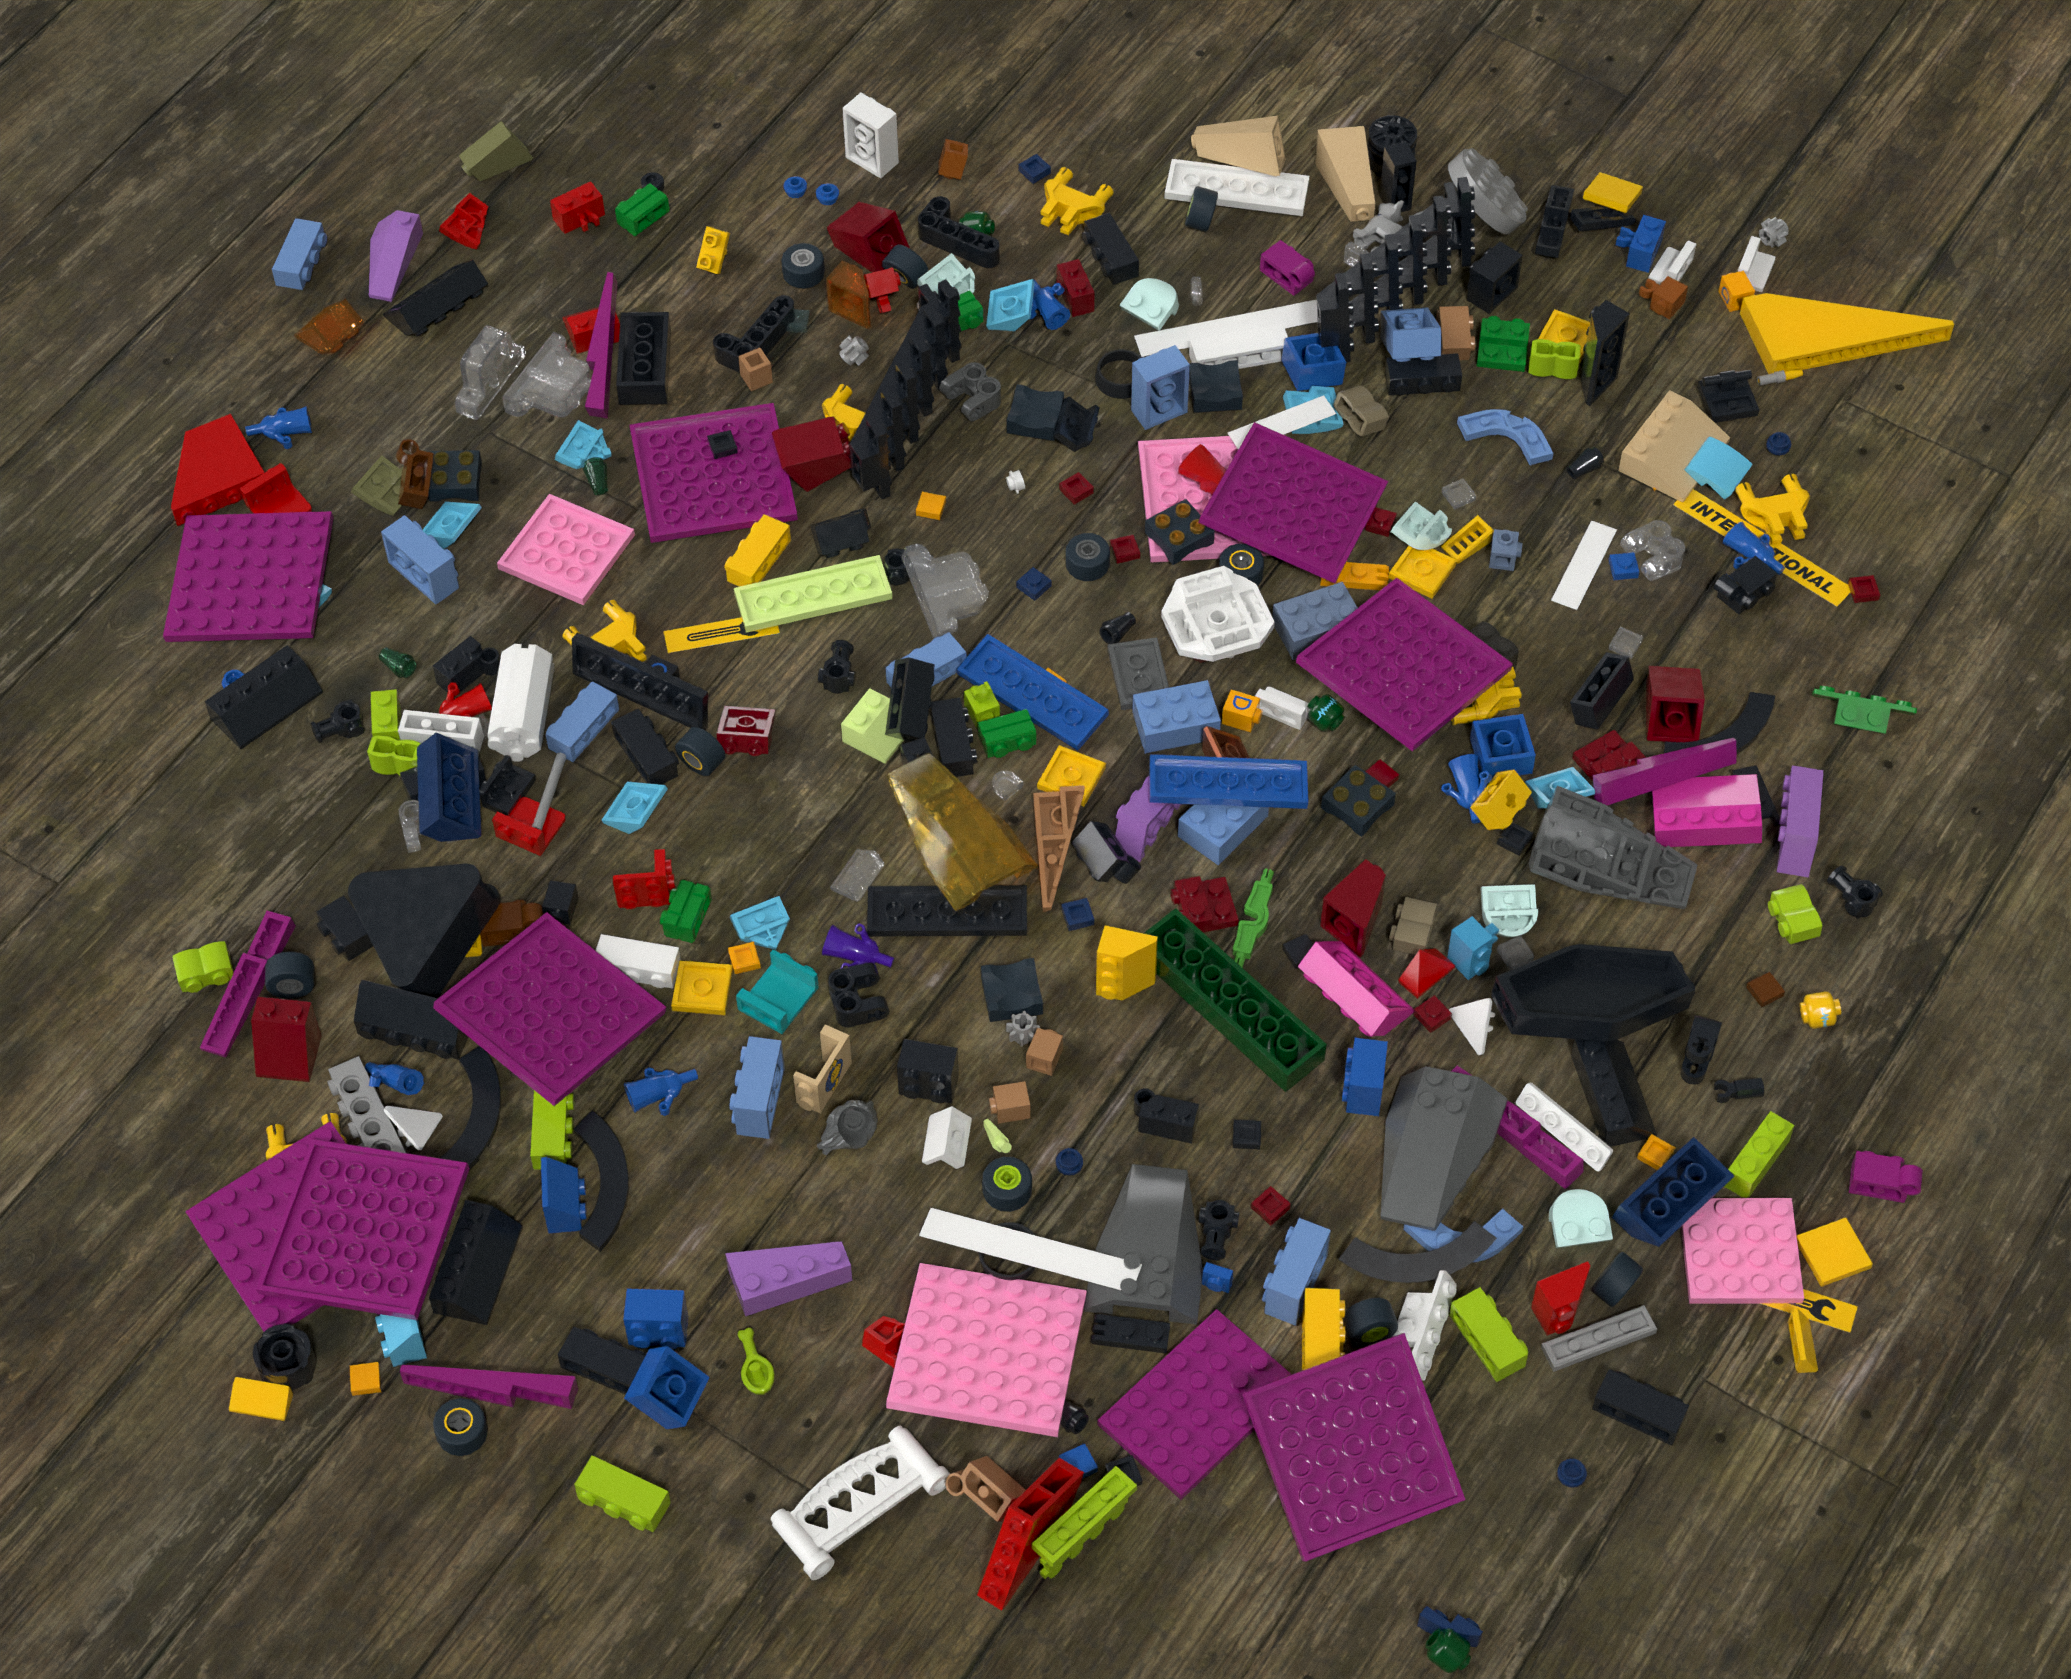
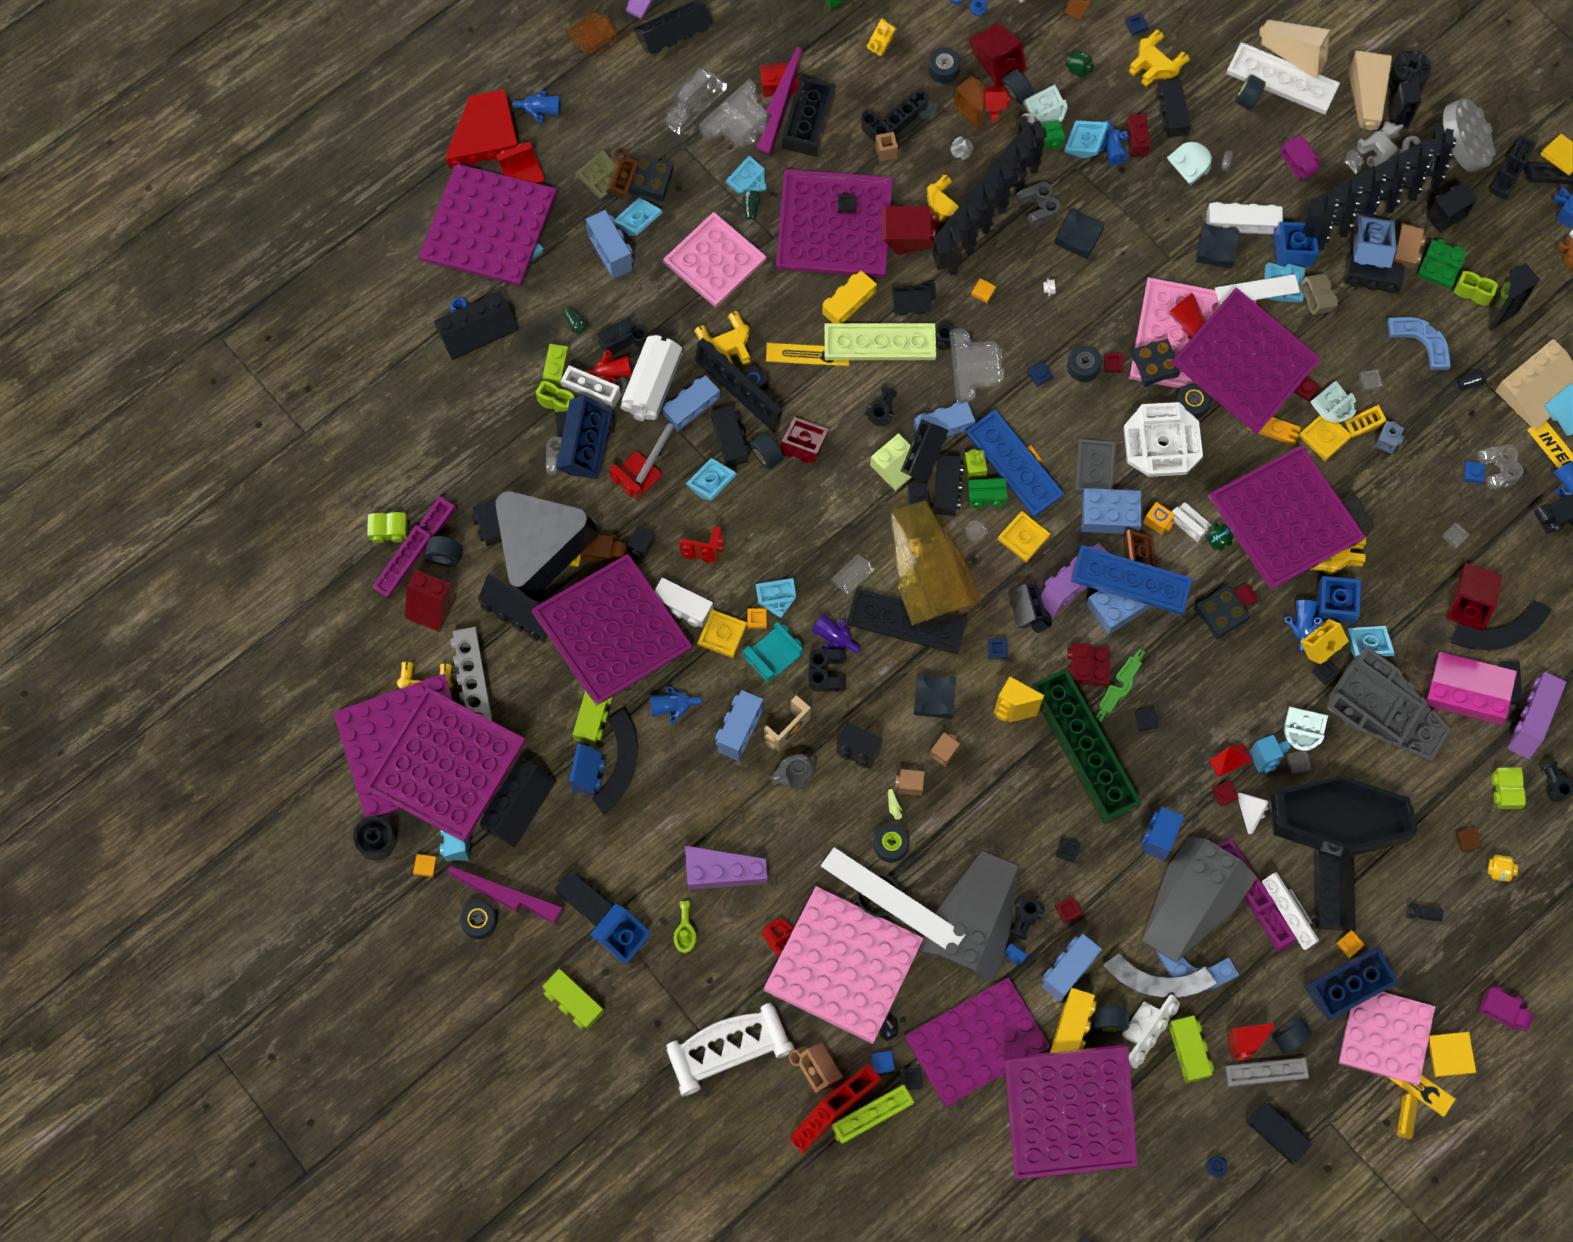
camera: 15 degrees right, 15 degrees up
(260, 1398) = (352, 862): yellow slope -> none
(344, 721) = (521, 359): black connector -> none
(395, 1076) = (497, 650): blue piece -> none
(414, 1124) = (501, 687): white piece -> none
(484, 1112) = (548, 694): black tile -> none
(505, 786) = (625, 441): black bracket -> none
(656, 1318) = (626, 880): blue brick -> none
(686, 911) = (726, 572): green brick -> none
(947, 1137) = (859, 796): white panel -> none
(953, 237) = (1080, 85): black beam -> none
(1022, 1028) = (929, 725): light grey gear -> none
(1054, 825) = (1001, 573): medium nougat wedge -> none
(1069, 1161) = (938, 837): dark blue plate -> none
(1075, 424) = (1106, 251): black bracket -> none
(1076, 488) = (1092, 304): dark red plate -> none
(1111, 389) = (1151, 231): black tyre -> none
(1116, 628) = (1089, 427): black cone -> none
(1130, 1333) = (945, 977): black hinge -> none
(1160, 387) = (1175, 240): medium blue brick -> none
(1165, 1116) = (1015, 823): black hinge -> none
(1289, 315) = (1243, 195): white sticker -> none
(1310, 616) = (1233, 458): sand blue brick -> none
(1353, 906) = (1194, 698): dark red slope -> none
(1354, 988) = (1176, 760): slope -> none
(1414, 925) = (1232, 723): dark tan brick -> none
(1566, 328) = (1492, 265): yellow tile -> none
(1579, 1219) = (1280, 980): light aqua slope -> none
(1584, 565) = (1445, 463): white sticker -> none
(1602, 690) = (1425, 573): black brick -> none
(1607, 755) = (1414, 629): dark red plate -> none
(1663, 770) = (1448, 650): magenta slope -> none
(1700, 1048) = (1406, 876): black piece -> none
(1759, 1154) = (1422, 968): lime brick -> none

